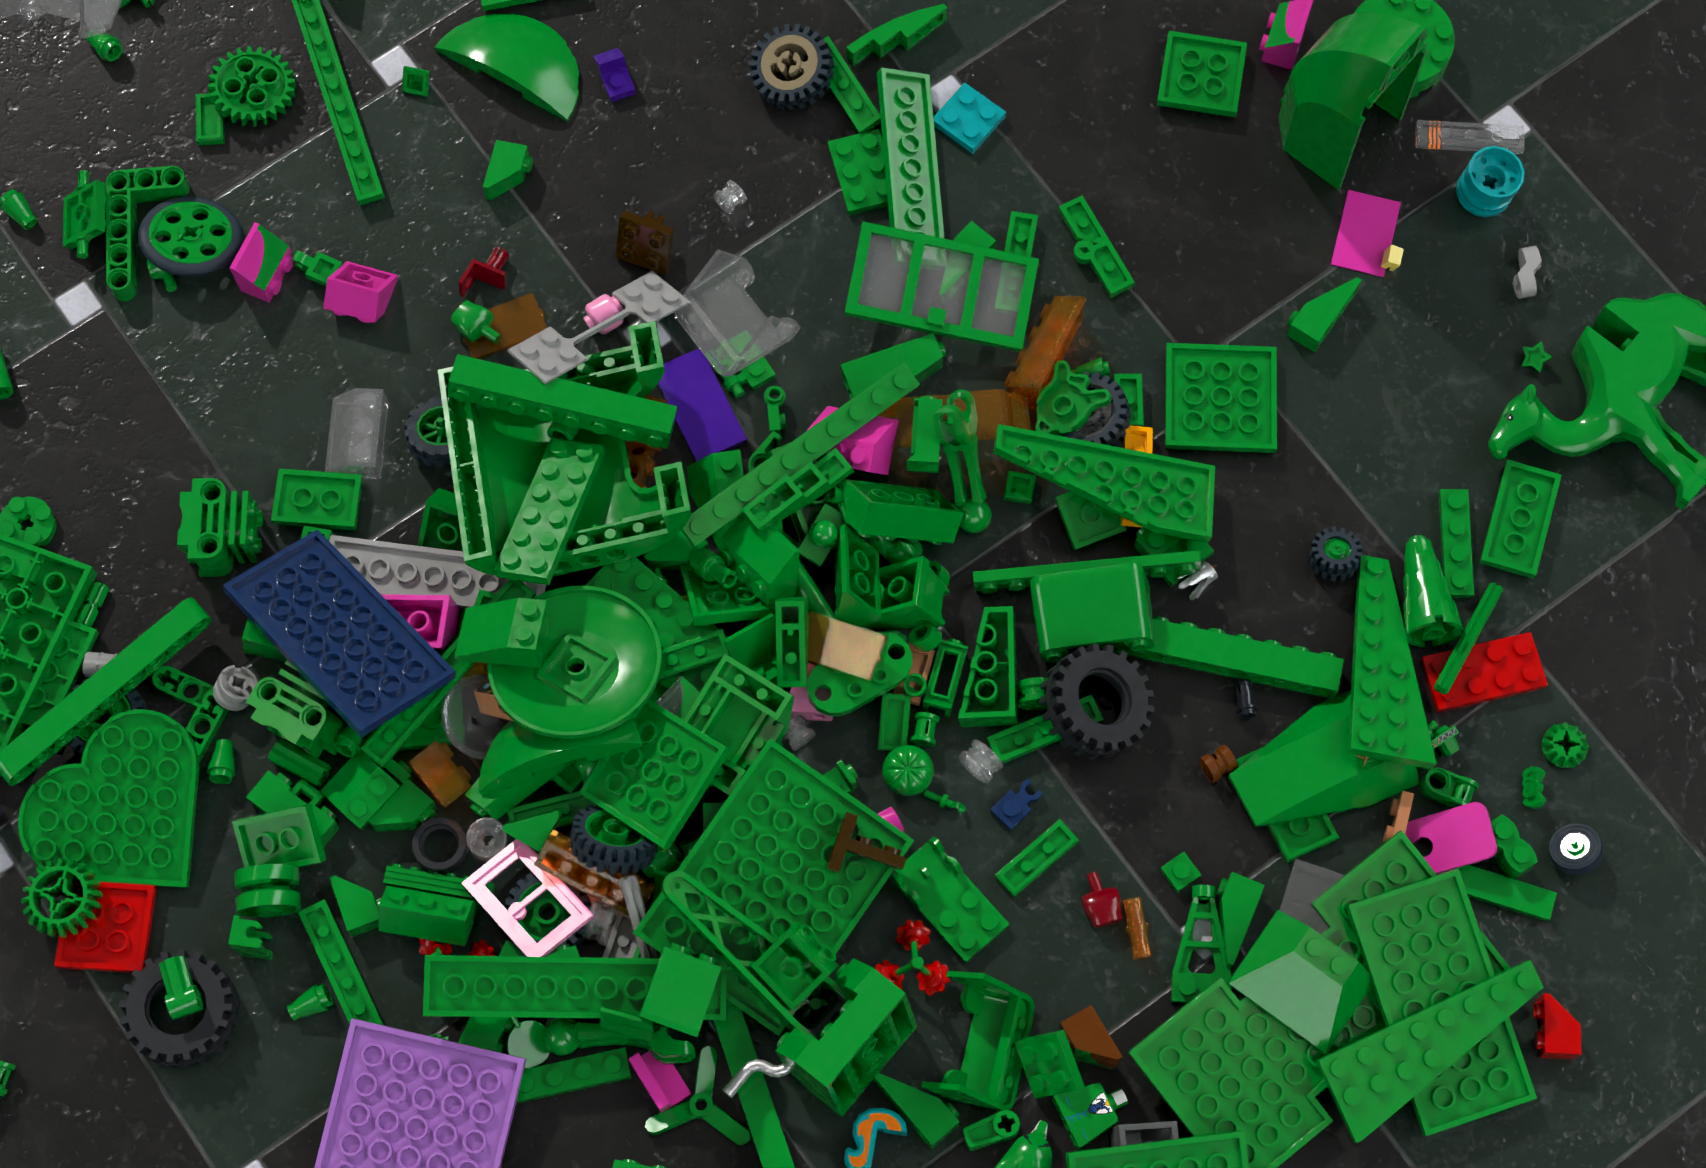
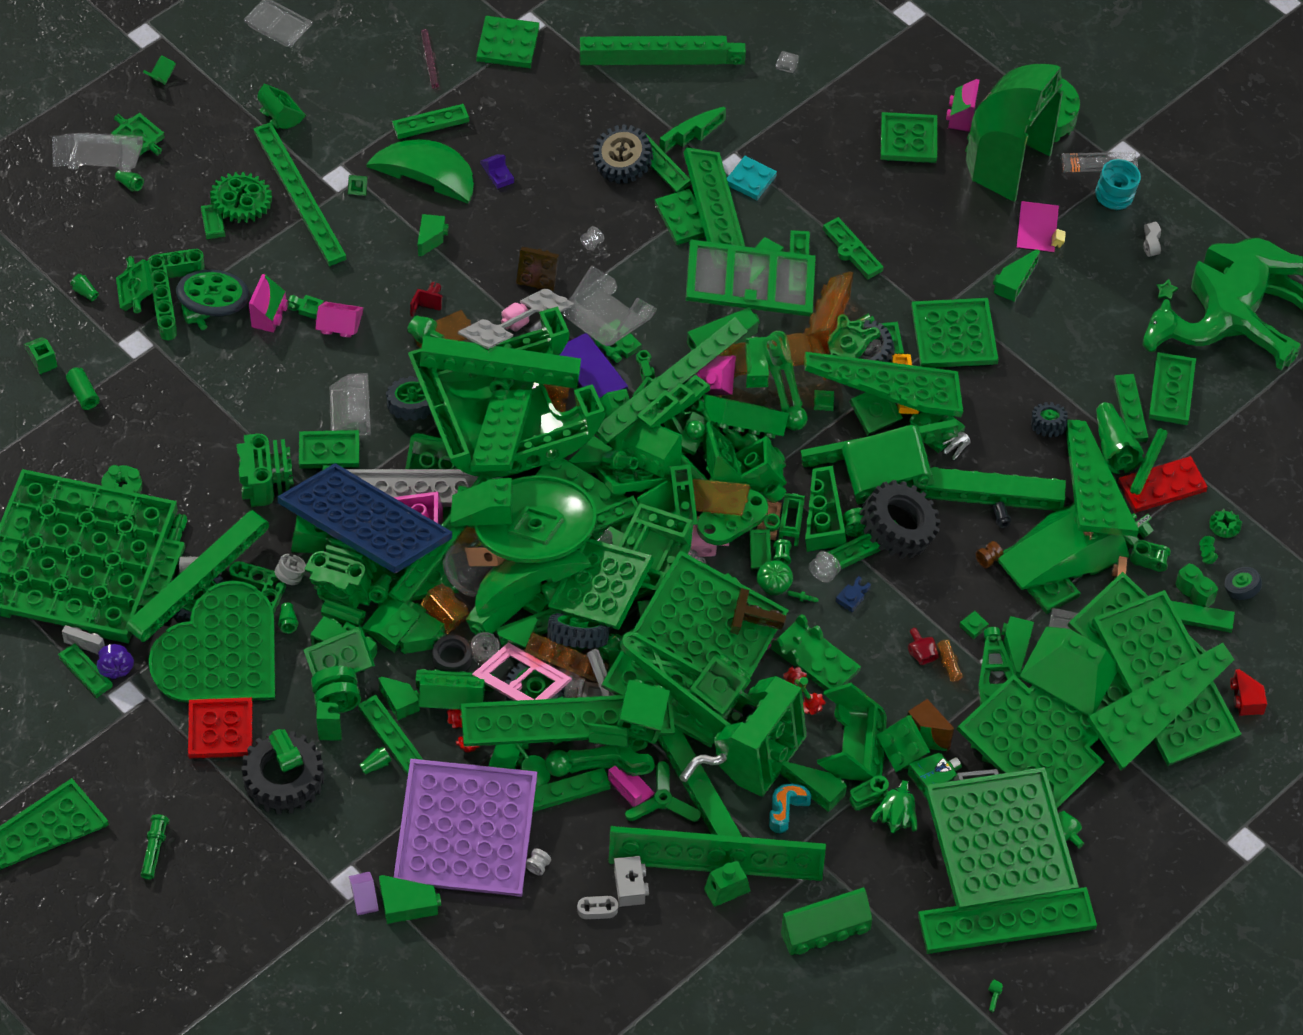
camera: 10 degrees left, 15 degrees down
(65, 874) = (197, 715): green gear -> none
(1036, 858) = (872, 626): green tile -> none
(1457, 836) = (1161, 576): dark pink piece -> none

